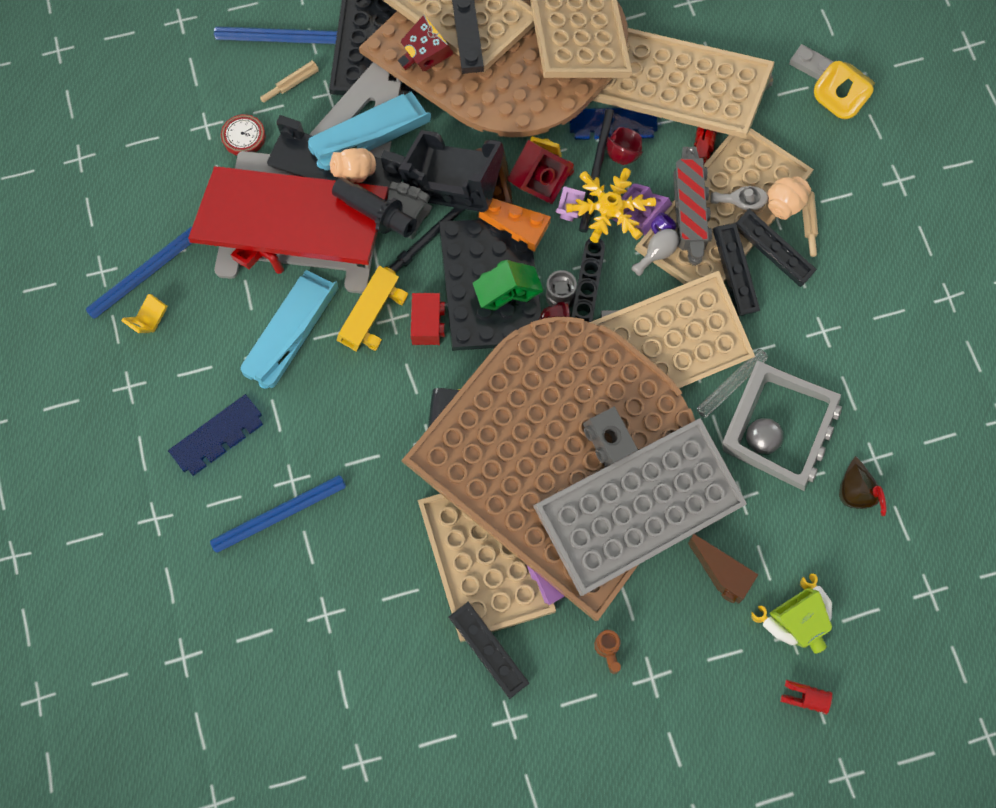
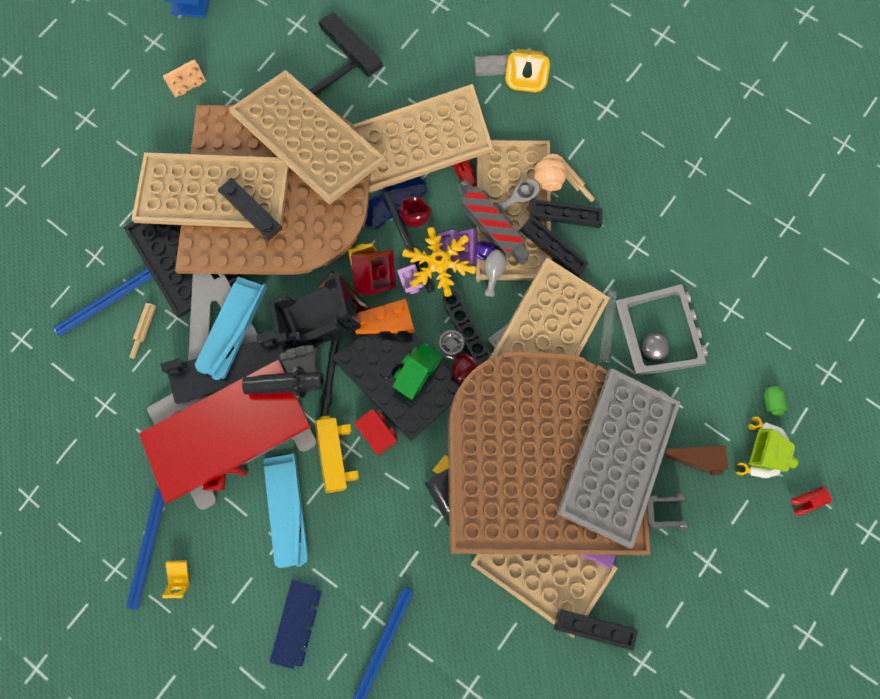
camera: 35 degrees left, 5 degrees up
(243, 134) = (138, 393): tile -> none
(353, 164) = (242, 362): light nougat hair -> none
(424, 46) = (225, 239): dark red torso -> none
(607, 646) = (668, 565): dark orange piece -> none
(610, 423) = (579, 427): dark grey brick -> none
(666, 588) = (678, 498): none -> dark grey piece
(848, 574) = (775, 401): none -> bright green brick
(860, 489) = (739, 338): dark brown piece -> none

